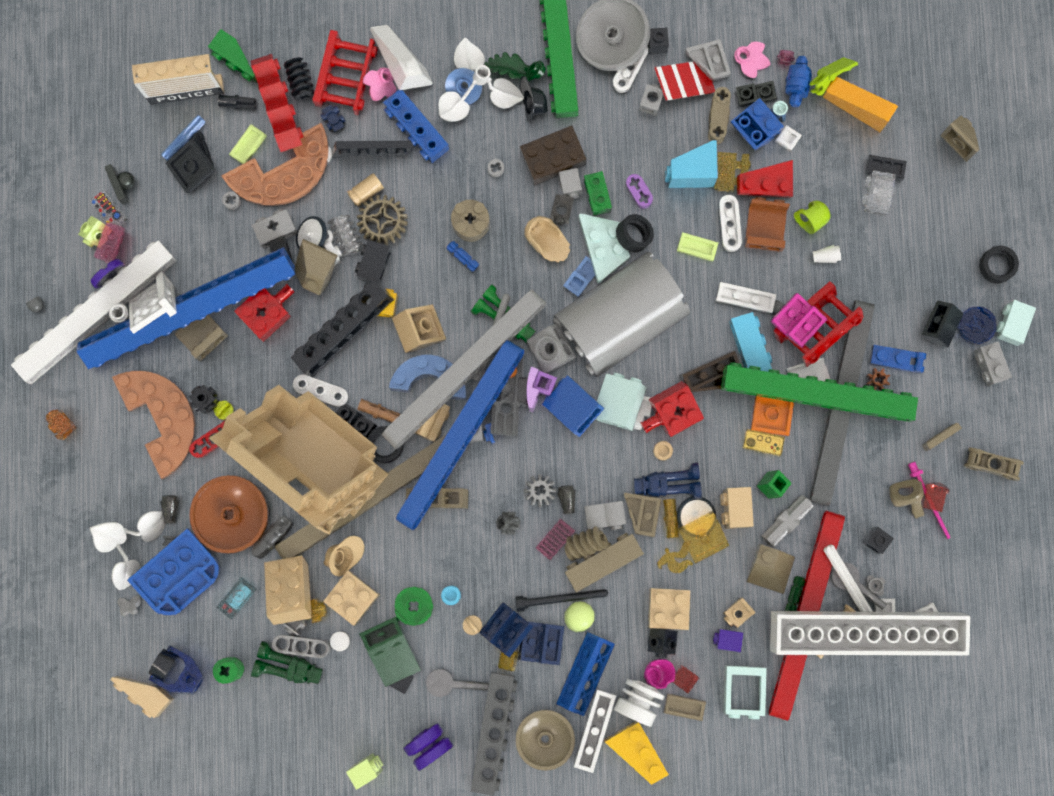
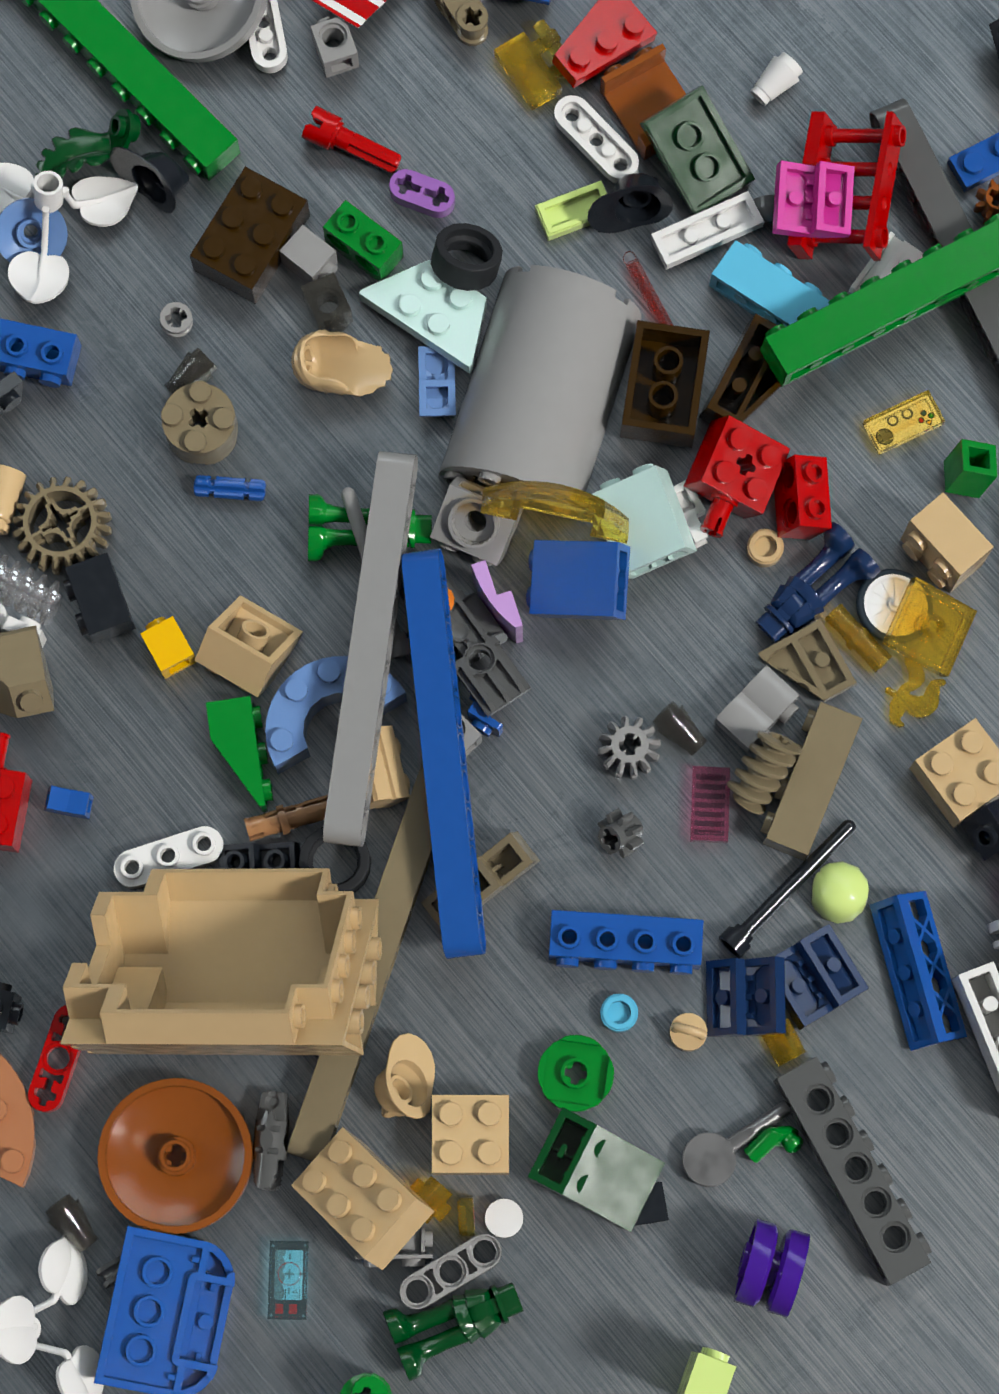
camera: 40 degrees left, 5 degrees down
(223, 409) = (39, 1004): neon yellow tile -> none
(297, 336) = (68, 802): none -> blue piece
(325, 628) = (466, 1216): none -> clear yellow tile
(352, 326) = (138, 751): black brick -> none
(383, 364) = (234, 735): none -> green slope
(471, 694) = (774, 1137): none -> green arm
(476, 568) = (626, 940): none -> blue brick
(485, 195) = (193, 368): none -> clear smoke cone
(544, 383) = (511, 576): medium lavender brick -> none
(545, 754) = (966, 1108): dark tan dish -> none
(587, 367) = (559, 500): none -> clear yellow slope
(622, 138) = (334, 133): none -> red piece
(674, 350) = (664, 384): none -> dark brown brick
(693, 442) = (803, 498): none -> red brick
(694, 168) = (481, 96): medium azure slope -> none
(701, 307) = (651, 300): none -> clear red piece
(722, 262) = (631, 204): none -> black piece
(767, 261) = (697, 151): none -> tile
(772, 416) = (884, 372): orange tile -> none
(817, 214) = (718, 29): lime helmet -> none

